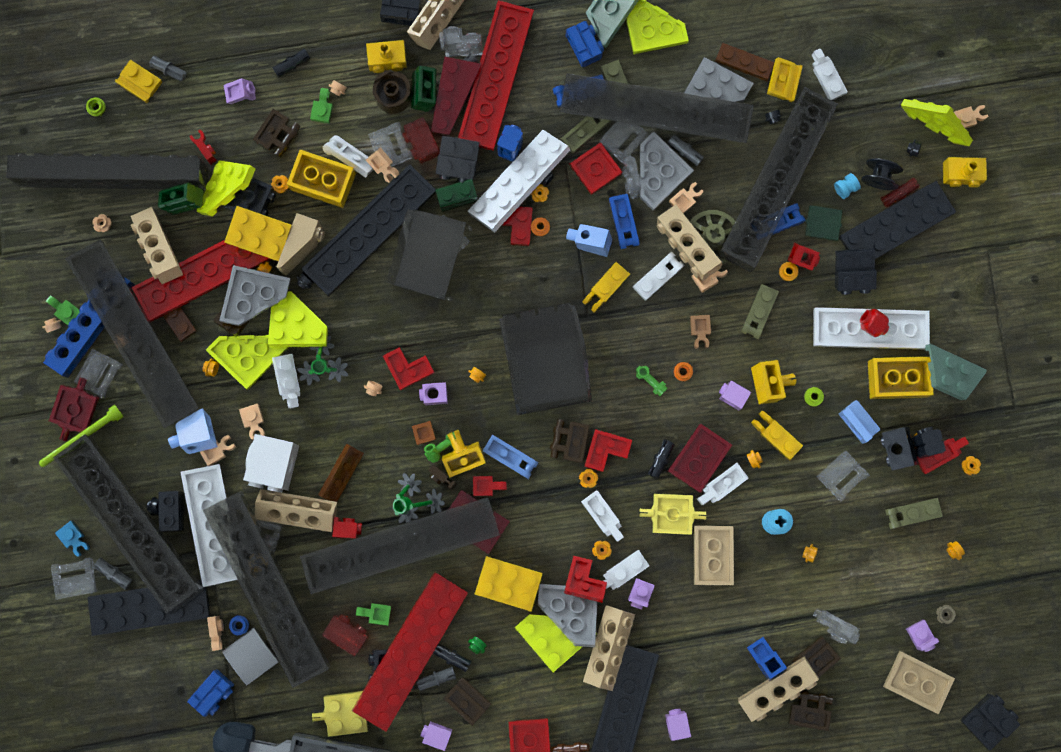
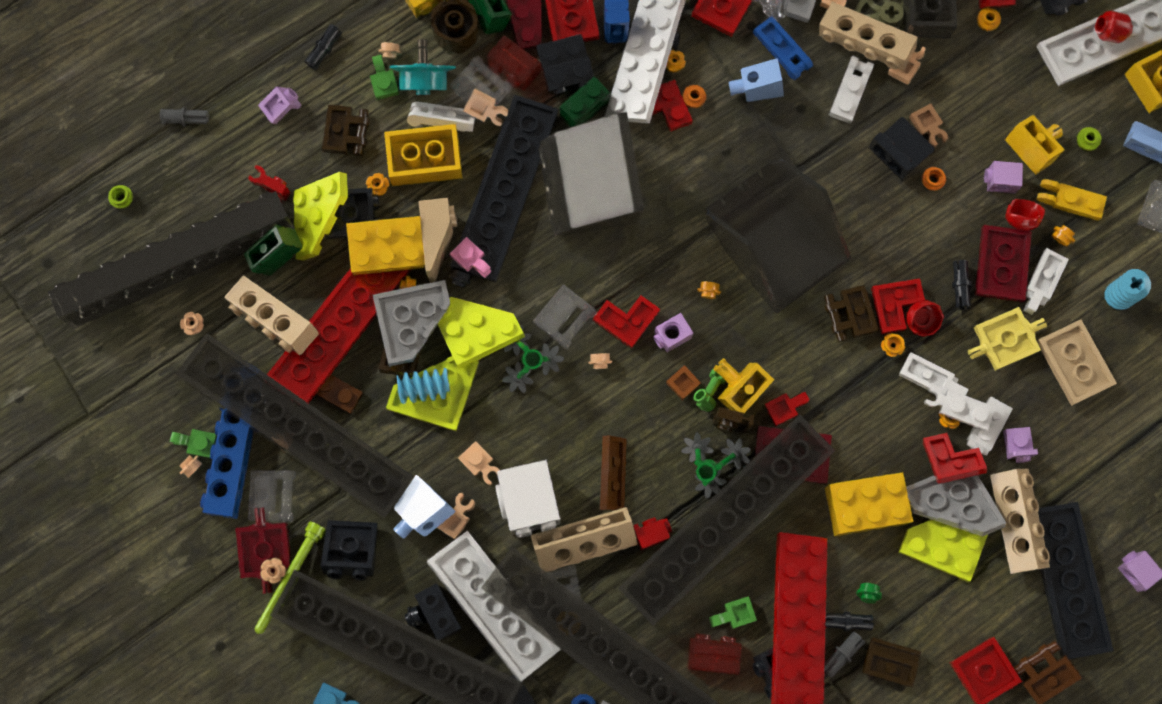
camera: 25 degrees left, 5 degrees down
(76, 427) = (266, 574): none -> light nougat plate
(132, 437) = (349, 549): none -> black plate
(138, 81) = (156, 146): yellow plate -> none
(210, 368) = (401, 426): light orange plate -> none
(236, 348) = (423, 386): none -> medium azure piece
(287, 379) = (497, 397): white hinge -> none
(317, 269) = (470, 257): none -> bright pink plate
(348, 120) = (422, 75): none -> teal piece
(362, 338) = (558, 311): none -> clear plate
(509, 456) = (794, 362): medium blue plate -> none
(607, 285) = (801, 125): yellow hinge -> none
(611, 549) = (962, 408): none -> white plate
(619, 470) = (924, 318): none -> red hair
(643, 373) = (892, 199): bright green bar -> none
(671, 337) = (901, 148): none -> black bracket
(733, 430) = (1024, 214): none -> red hair
(760, 310) = (980, 75): olive plate -> none

